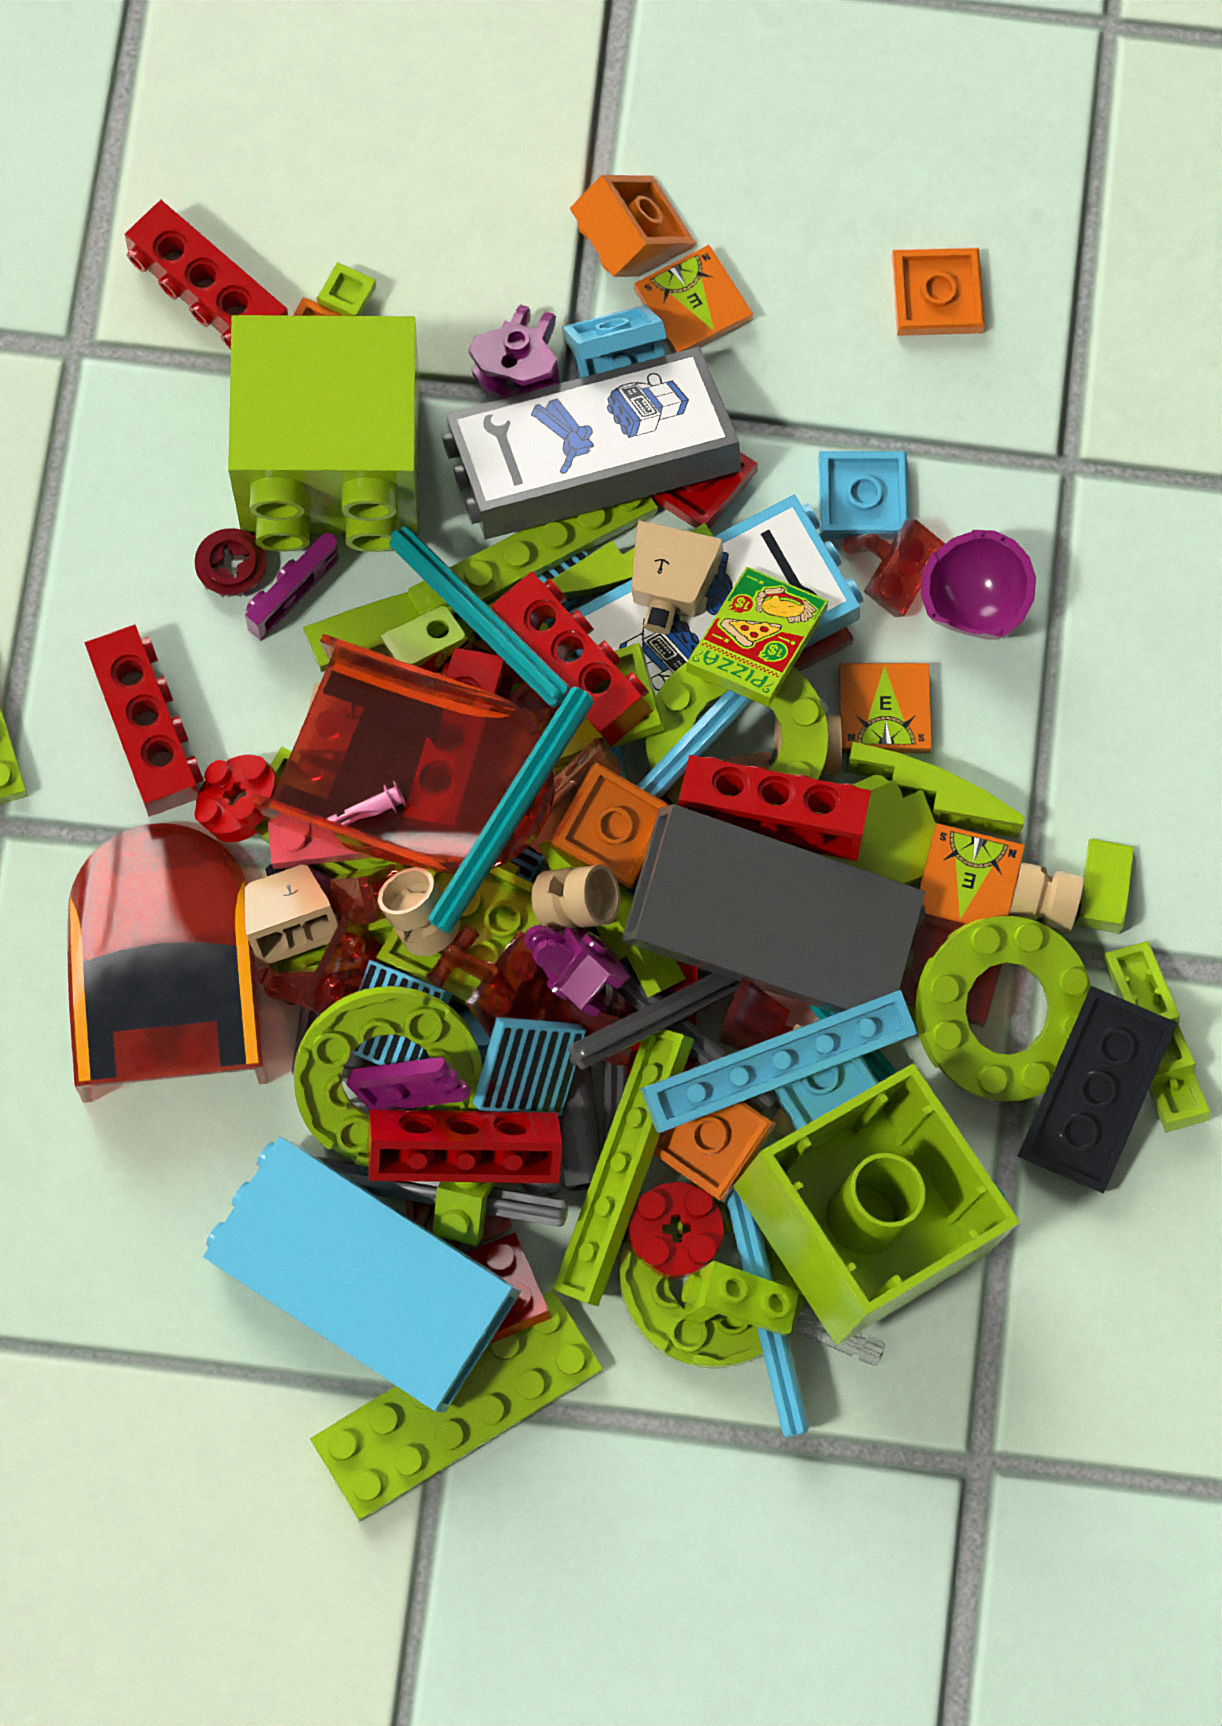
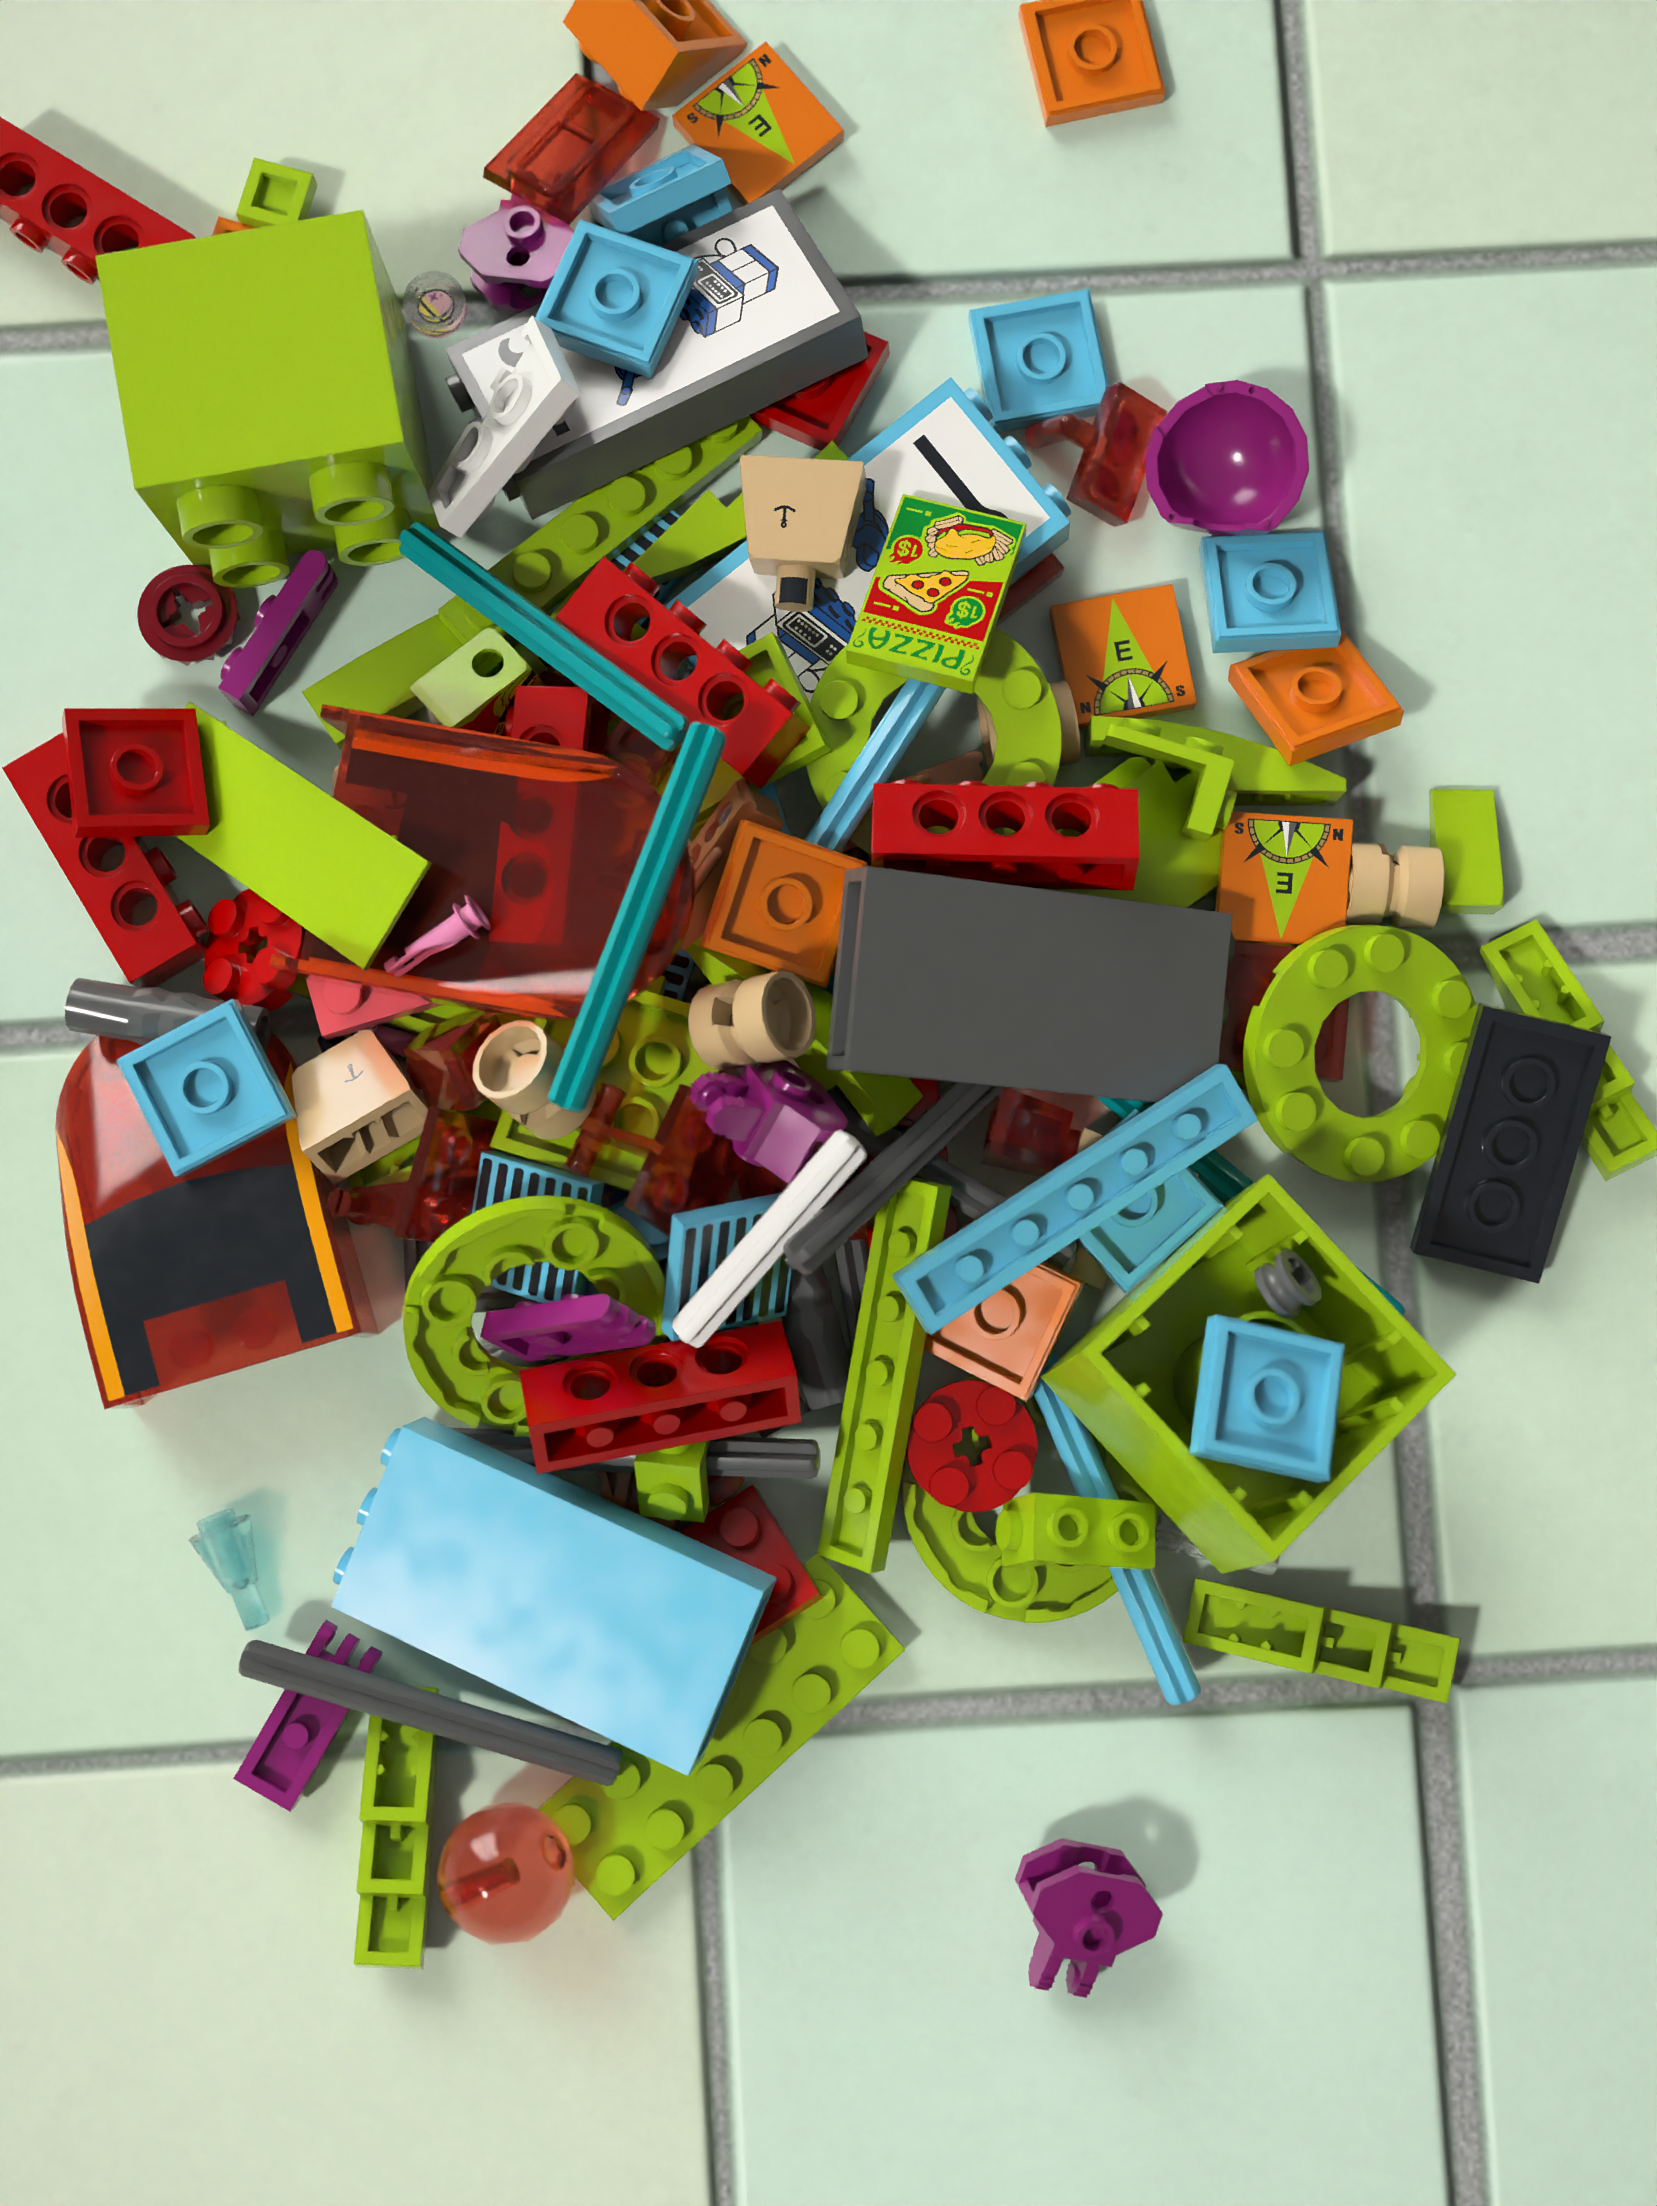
camera: 10 degrees left, 10 degrees up
(135, 1214) = (229, 1553): none -> clear light blue cone
(167, 833) = (144, 1012): none -> dark grey axle
(168, 1337) = (300, 1730): none -> magenta hinge
(177, 661) = (135, 772): none -> red plate
(188, 881) = (206, 1088): none -> medium azure tile
(216, 1426) = (395, 1844): none -> lime slope
(259, 1344) = (430, 1712): none -> dark grey axle
(269, 720) = (301, 846): none -> lime window
(290, 1465) = (506, 1873): none -> clear red piece
(443, 382) = (435, 304): none -> clear tile
(492, 467) = (519, 416): none -> white wing
(556, 1047) = (765, 1240): none -> white axle
(560, 293) = (571, 148): none -> clear red piece
(571, 401) = (617, 298): none -> medium azure tile
(694, 1575) = (1083, 1911): none -> magenta hinge
(883, 1207) = (1267, 1399): none -> medium azure tile
(903, 1417) = (1322, 1640): none -> lime slope
(913, 1138) = (1288, 1284): none -> dark grey bush
(924, 813) = (1211, 800): none -> lime bracket
(996, 680) = (1269, 592): none -> medium azure tile
(1014, 756) = (1315, 698): none -> orange tile

